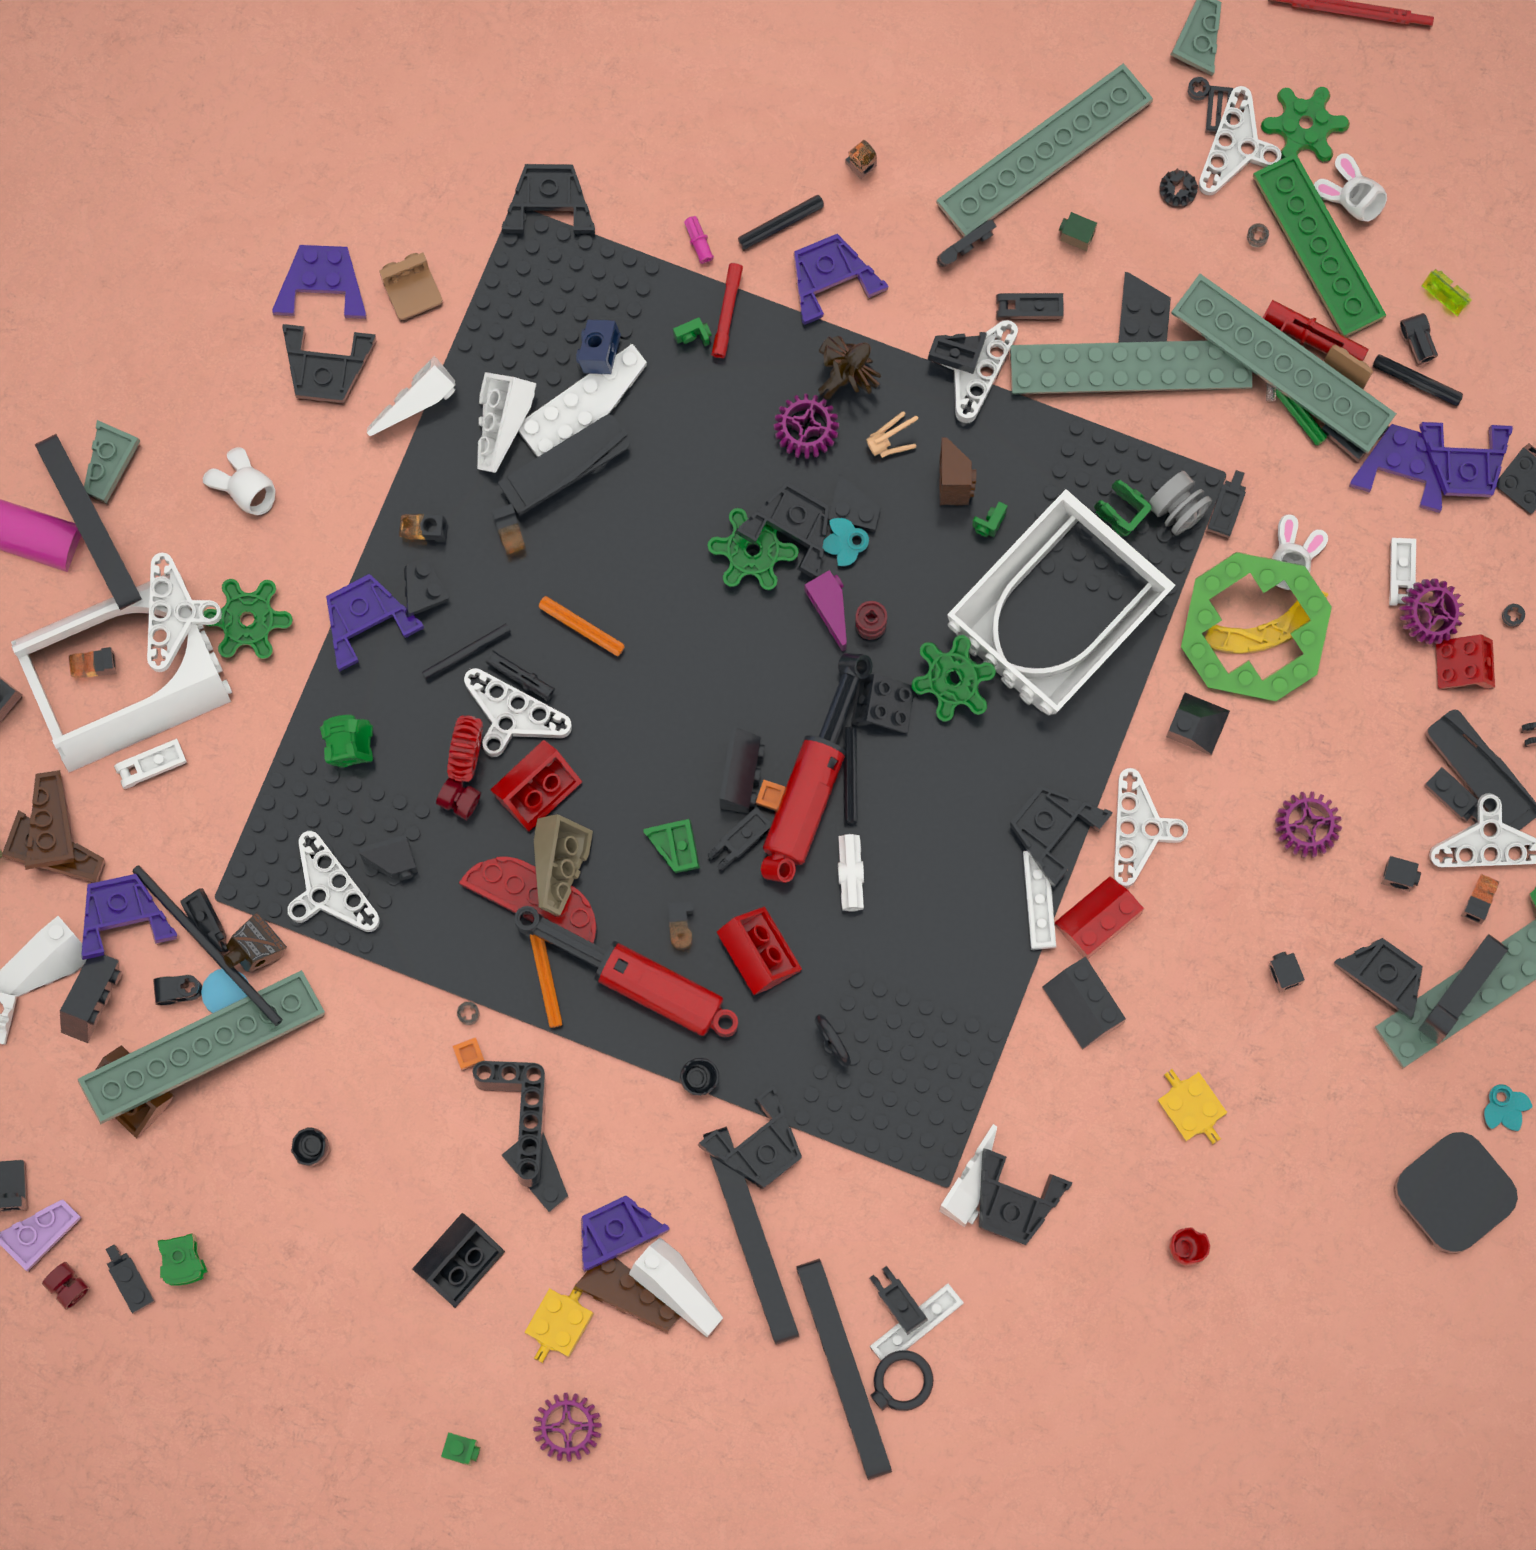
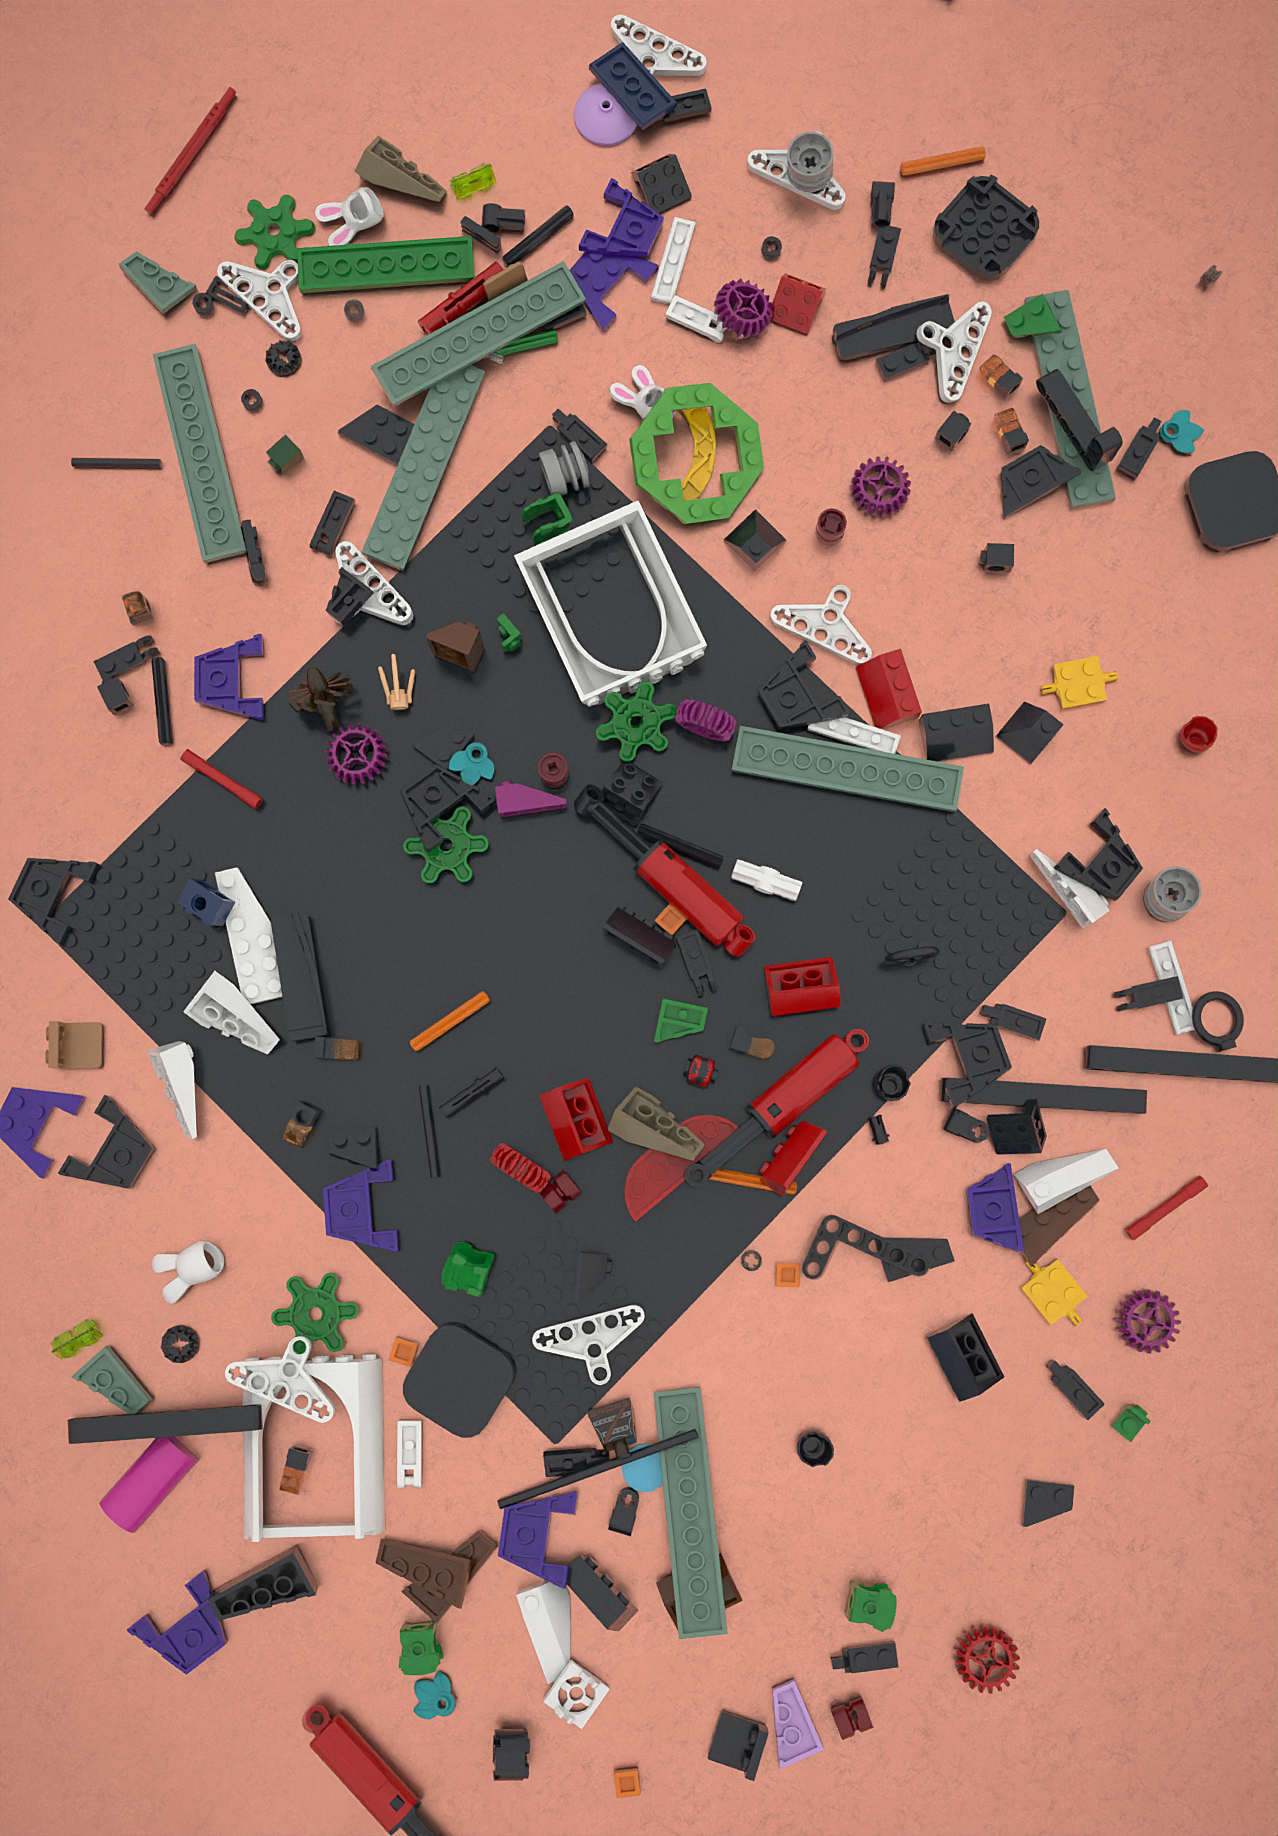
camera: 65 degrees left, 5 degrees up
(125, 403) = (67, 1345): none -> clear neon green hinge
(164, 516) = (185, 1334): none -> black gear
(171, 1384) = (988, 1649): none -> red gear
(238, 779) = (458, 1380): none -> black tile
(245, 717) = (403, 1351): none -> orange plate
(349, 1395) = (1045, 1500): none -> black wing
(470, 1381) = (1075, 1390): none -> black hinge
(498, 708) = (510, 1106): white beam -> none
(583, 1006) = (791, 1156): none -> red slope
(632, 885) = (700, 1071): none -> head
(646, 1086) = (878, 1130): none -> black pin
(687, 1166) = (961, 1125): none -> black piece
(688, 332) = (225, 818): green bracket -> none
(698, 239) = (145, 777): dark pink axle -> none
(703, 1223) = (1018, 1132): none -> black bracket
(713, 1418) = (1187, 1192): none -> red piece
(767, 176) = (115, 695): none -> black brick
(807, 169) = (125, 658): none -> black hinge
(815, 1177) = (1015, 1020): none -> black hinge
(984, 745) = (705, 720): none -> magenta gear
(998, 907) = (847, 769): none -> sand green plate
(1000, 76) = (116, 462): none -> black bar
(1024, 1282) = (1176, 882): none -> light grey wheel
(1118, 1075) = (1029, 731): none -> black slope
(1121, 184) = (253, 407): none -> black bush
(1242, 791) = (830, 527): none -> dark red wheel
(1392, 324) = (481, 235): none -> black tile
(1420, 206) = (385, 167): none -> dark tan wedge
(1426, 932) = (1010, 431): none -> leg
(1454, 523) = (673, 260): none -> white tile
(1467, 1072) = (1140, 449): none -> black hinge

